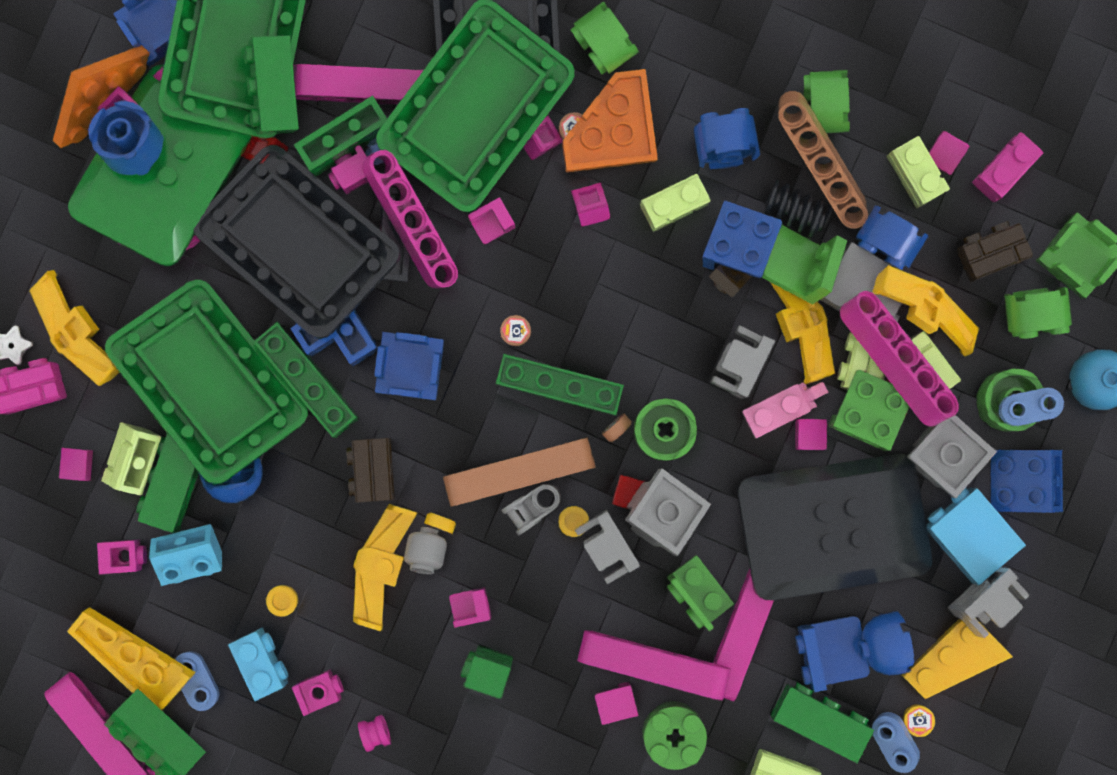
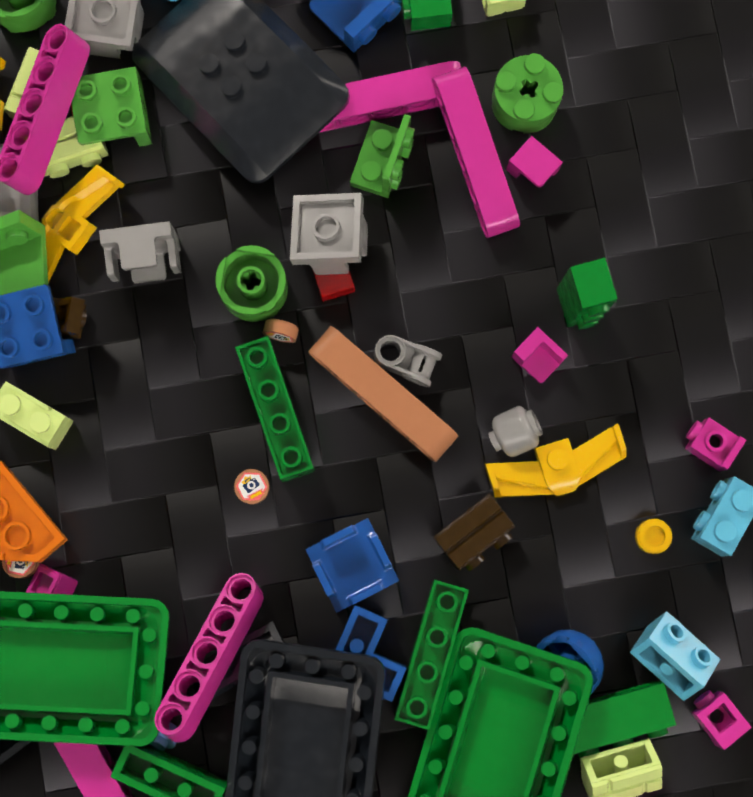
camera: 125 degrees left, 5 degrees down
(349, 171) = (201, 750): dark pink brick -> none
(374, 733) = (714, 366): dark pink wheel -> none
(440, 522) = (480, 435): yellow tile -> none
(491, 221) = (161, 578): dark pink panel -> none
(571, 519) = (394, 314): yellow tile -> none
(591, 204) = (84, 495): dark pink slope -> none
(608, 546) = (396, 263): light grey panel -> none
(782, 408) = (161, 193): bright pink hinge -> none
(811, 434) = (170, 153): dark pink slope -> none

